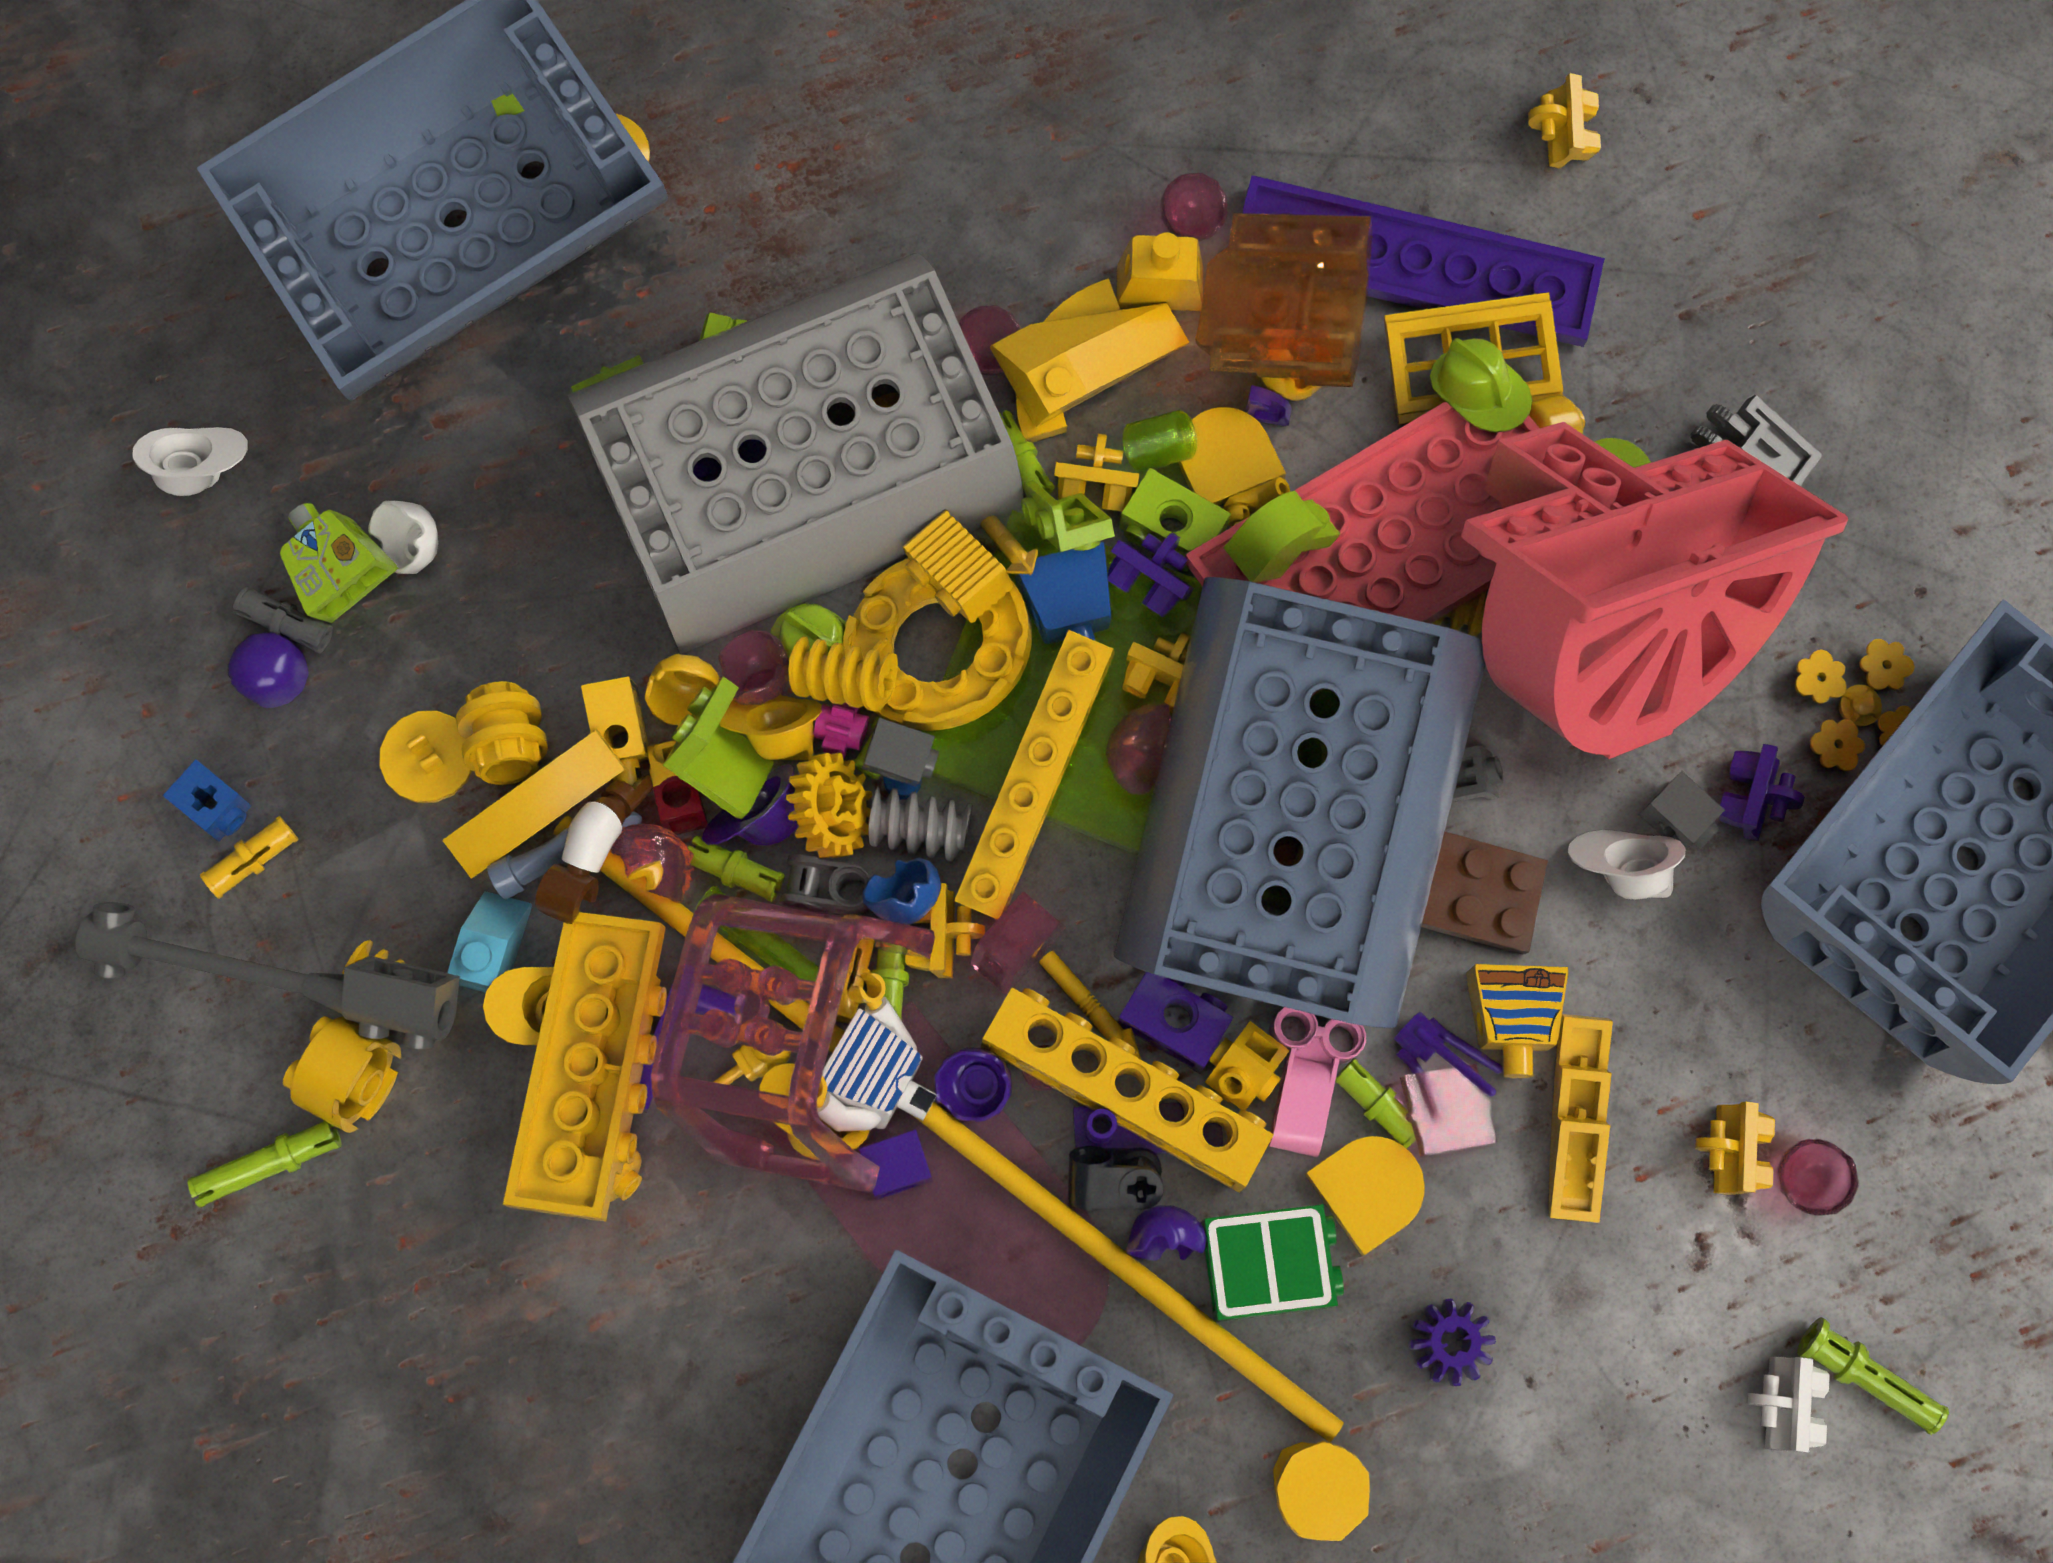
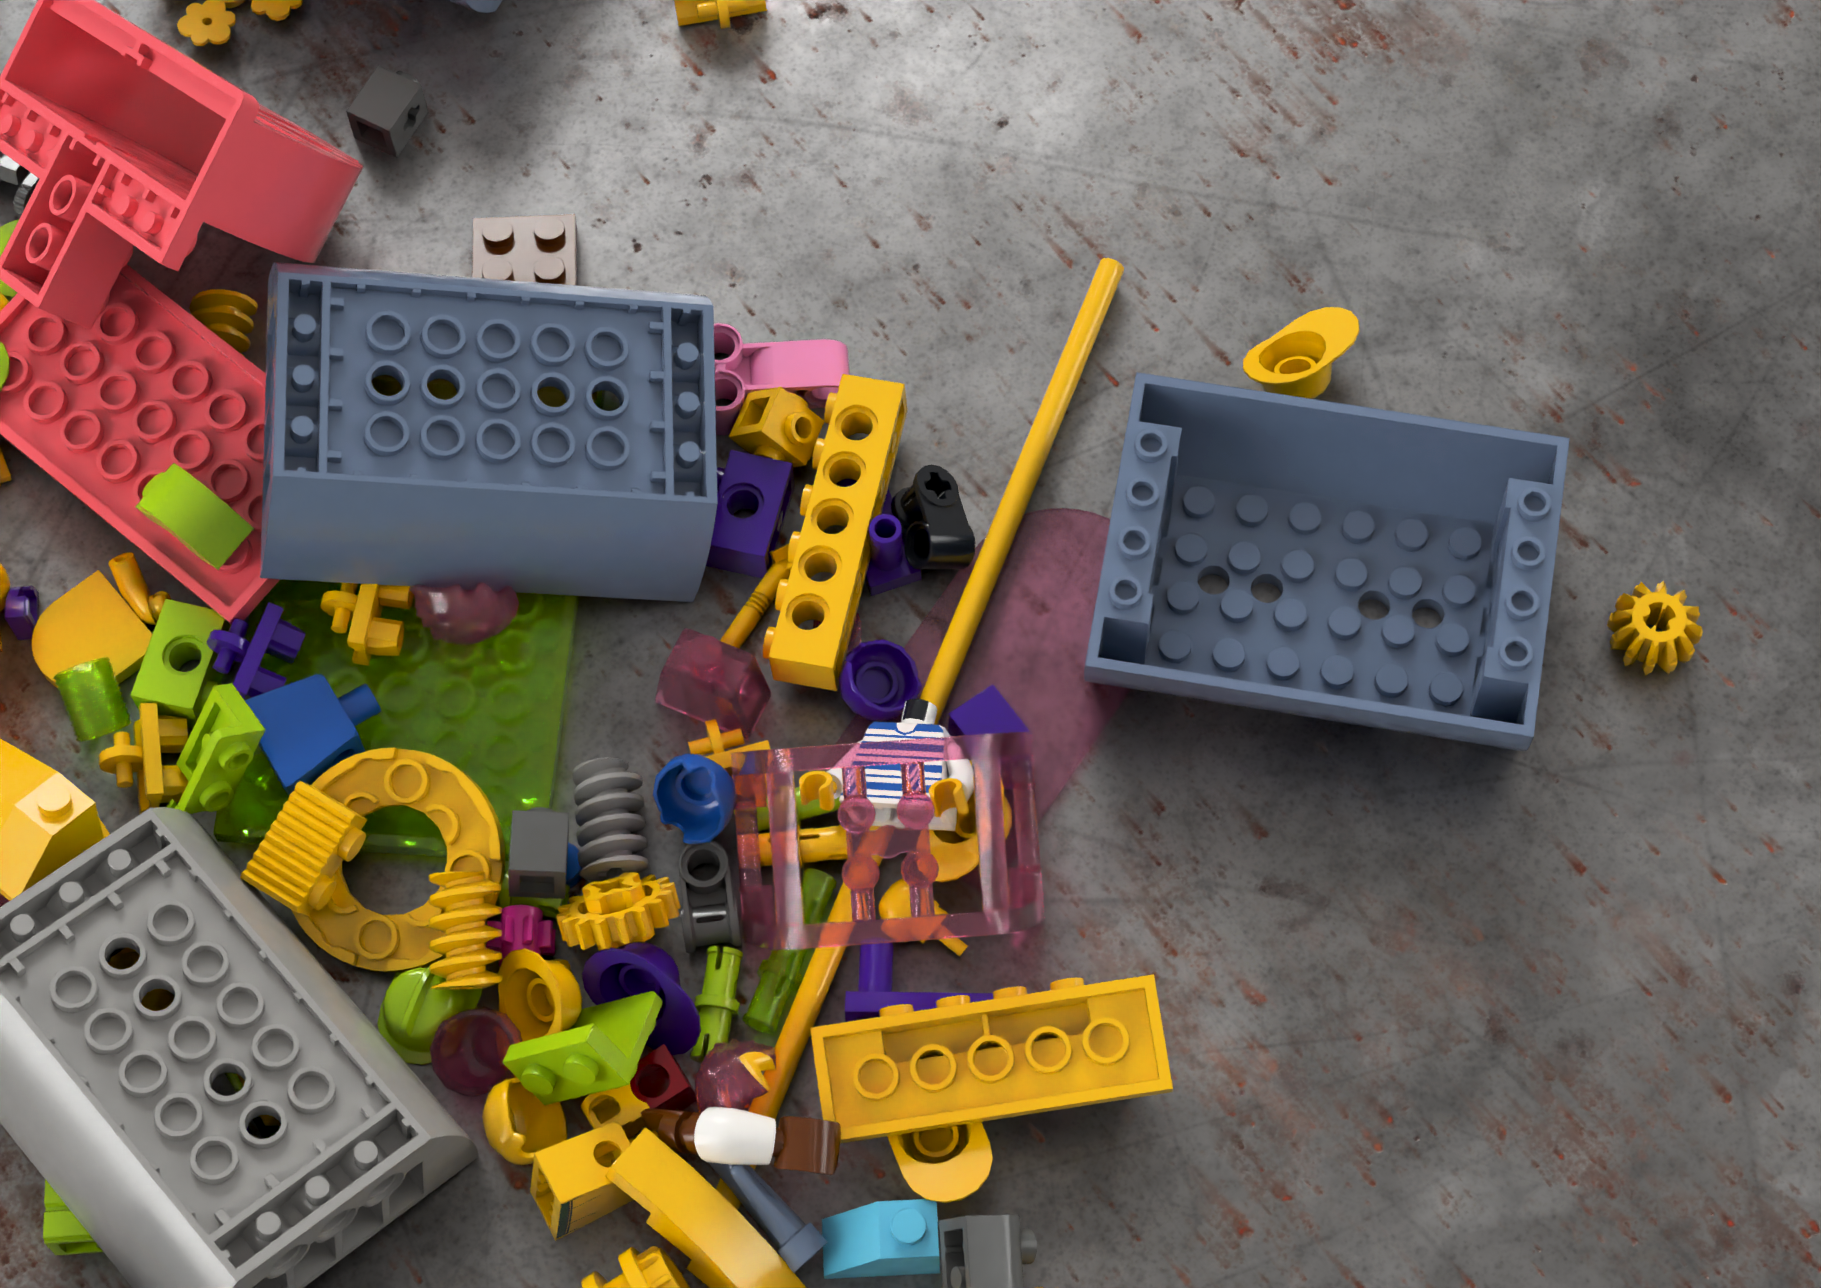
camera: 100 degrees left, 10 degrees down
(1022, 561) = (286, 769): yellow piece -> none
(1035, 775) = (524, 702): yellow brick -> none
(1163, 1229) = (967, 460): dark purple hair -> none
(1271, 1263) = (969, 363): green brick -> none
(1321, 1490) = (1171, 266): yellow hat -> none
(1370, 1189) = (863, 298): yellow tile -> none
(1377, 1101) = (776, 304): lime pin -> none
(1427, 1037) = (696, 276): dark purple plant -> none
(1447, 1111) = (761, 245): clear pink piece -> none
(1455, 1361) = (990, 187): dark purple gear -> none
(1517, 1011) = (641, 207): torso -> none
(1580, 1118) = (731, 134): yellow slope -> none
(1630, 862) = (453, 142): white piece -> none
(1761, 772) = (325, 50): dark purple hips -> none

